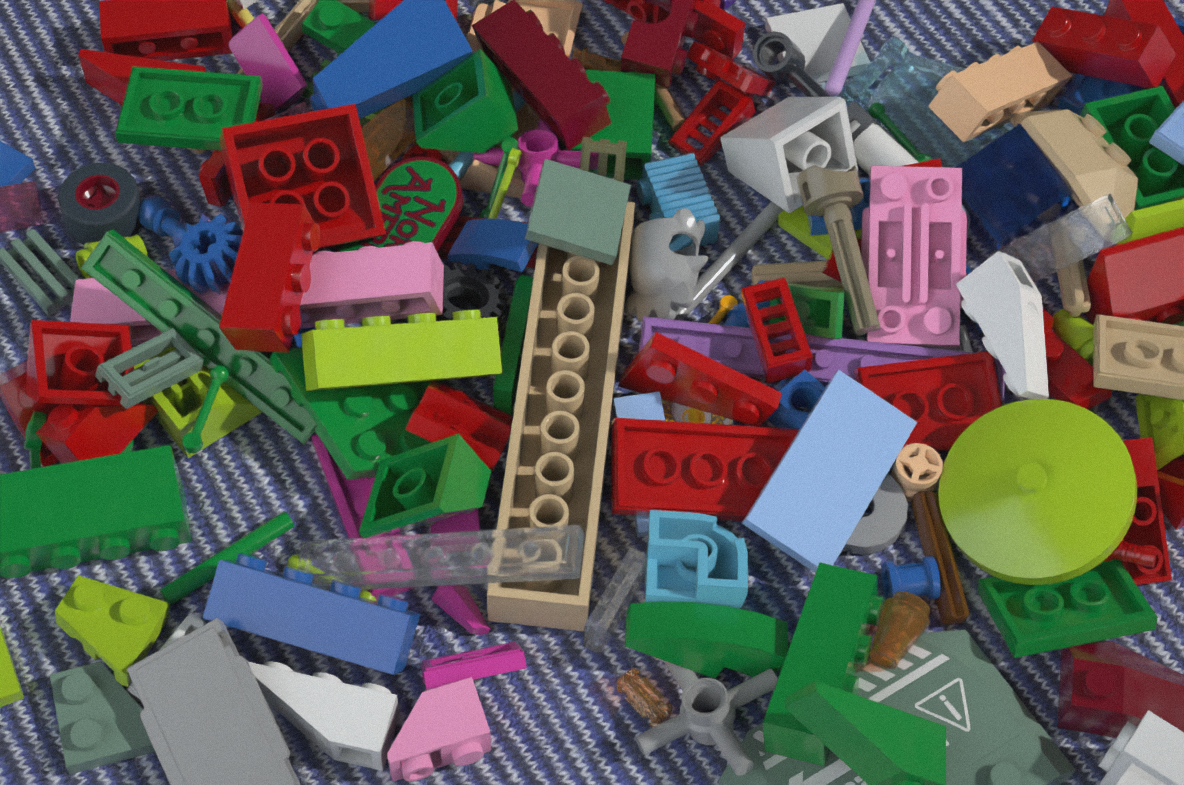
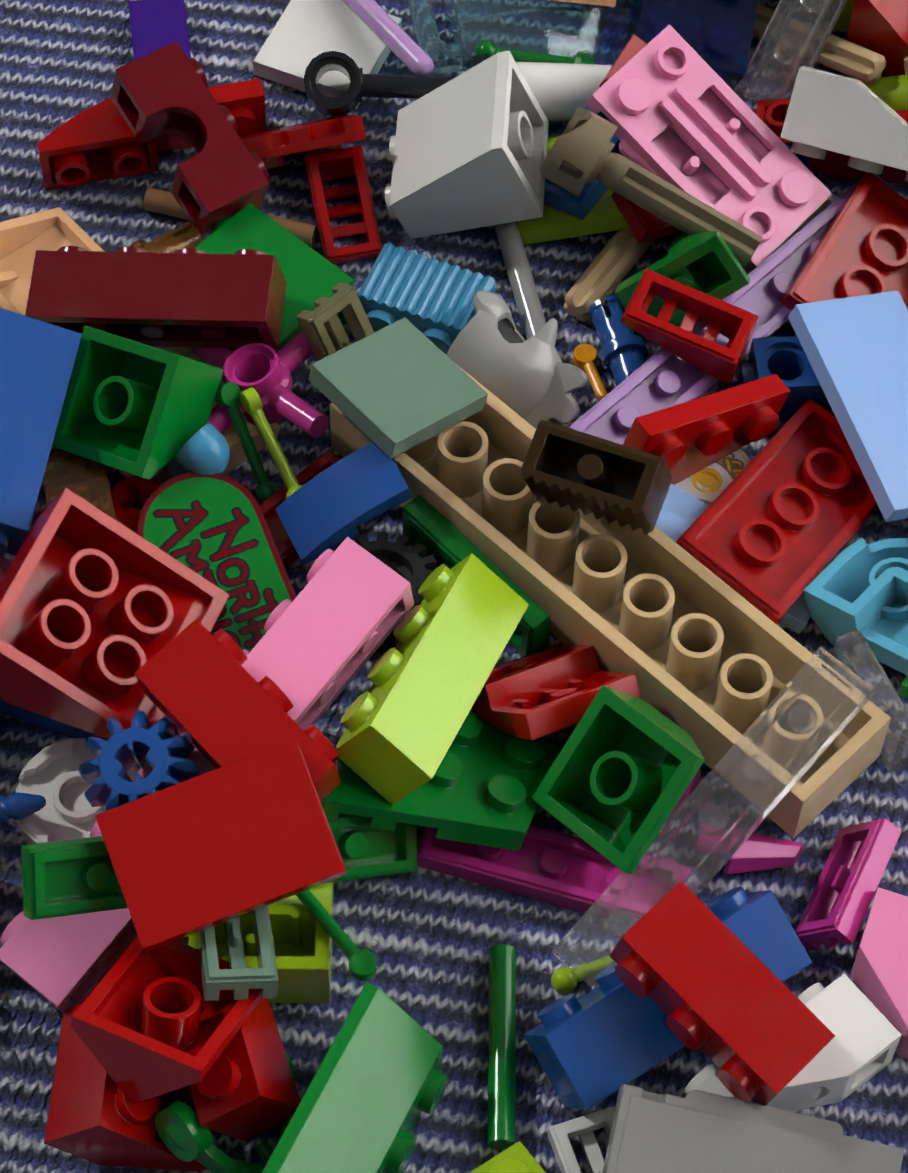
camera: 50 degrees left, 0 degrees up
(183, 314) = (220, 845): none -> red tile
(305, 628) = (719, 996): none -> red brick
(464, 160) = (205, 452): none -> dark azure hinge
(597, 339) = (596, 476): none -> dark brown brick

